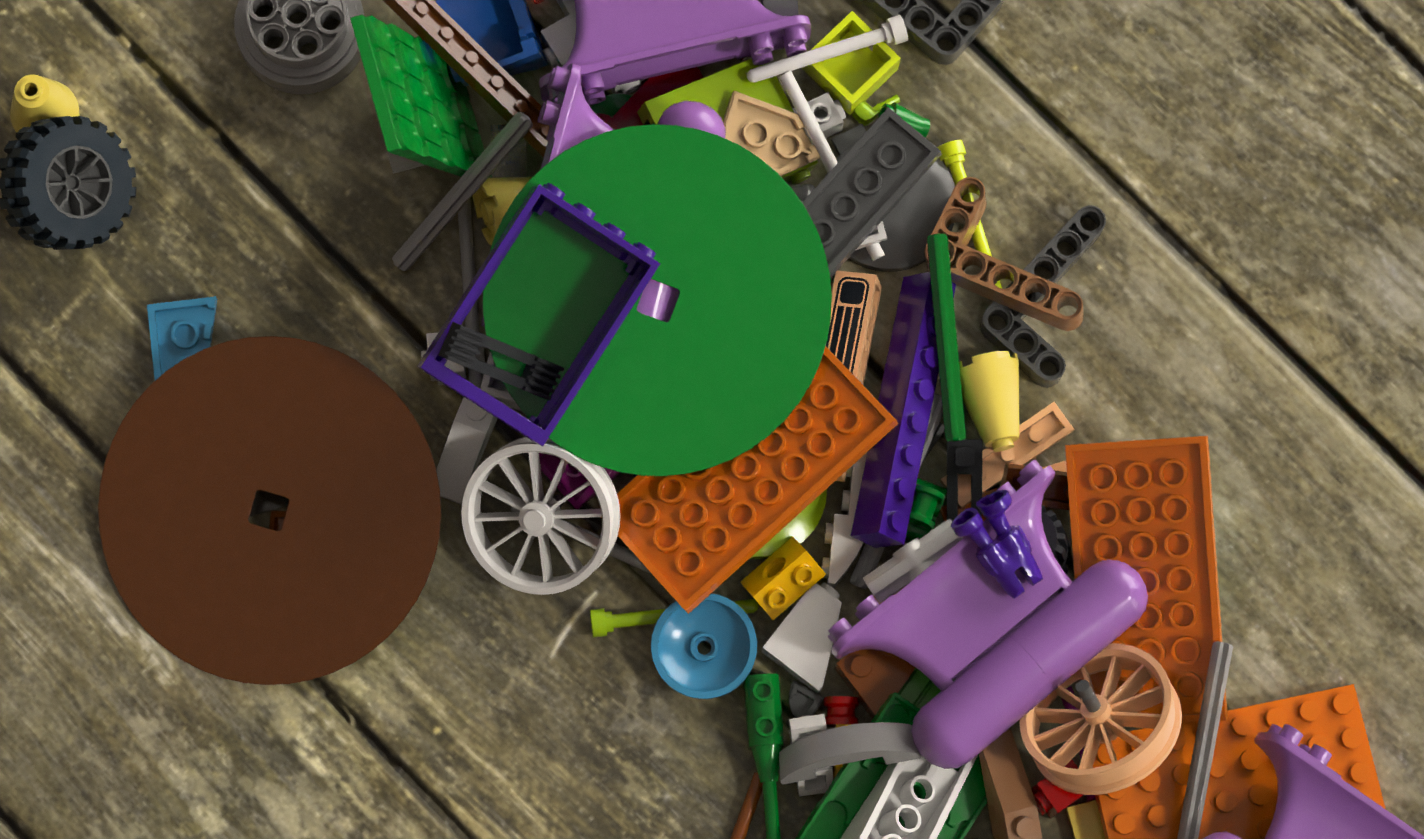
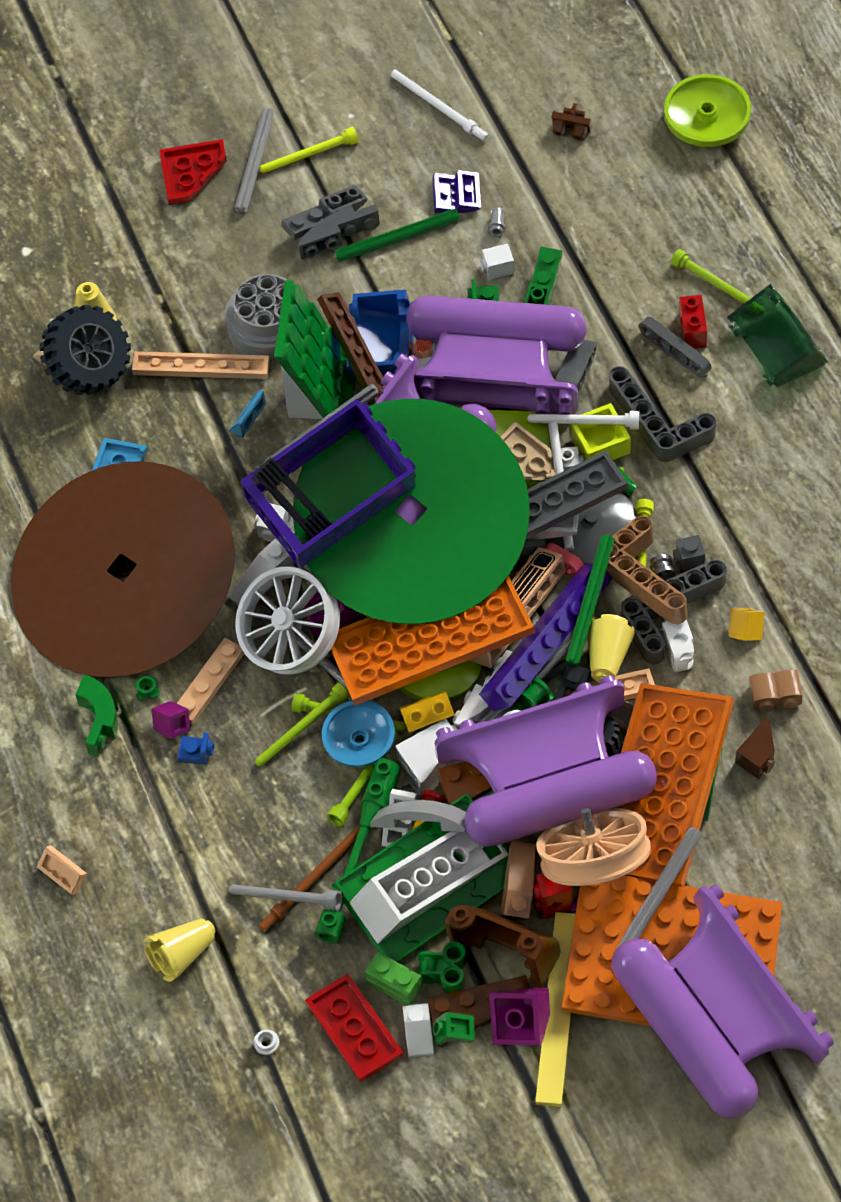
camera: 30 degrees right, 20 degrees down
(234, 136) = (200, 365): none -> light nougat plate
(322, 720) = (97, 699): none -> green arch
(335, 191) = (248, 414): none -> dark azure slope
(381, 665) = (146, 682): none -> green plate
(434, 713) = (170, 719): none -> magenta panel
(458, 632) = (211, 678): none -> light nougat plate
(485, 743) = (195, 749): none -> blue bracket
(650, 598) = (337, 695): none -> lime piece
(722, 767) = (339, 814): none -> lime piece
(888, 275) = (571, 561): none -> coral beam
(1007, 551) = (567, 718): dark purple piece -> none
(1012, 239) = (662, 566): none -> flat silver wheel
(1042, 206) = (689, 553): none -> dark grey brick
(1081, 353) = (678, 645): none -> white piece
(1157, 285) = (746, 624): none -> yellow panel
(1232, 374) = (775, 690): none -> medium nougat brick
(1244, 473) = (757, 751): none -> reddish brown slope

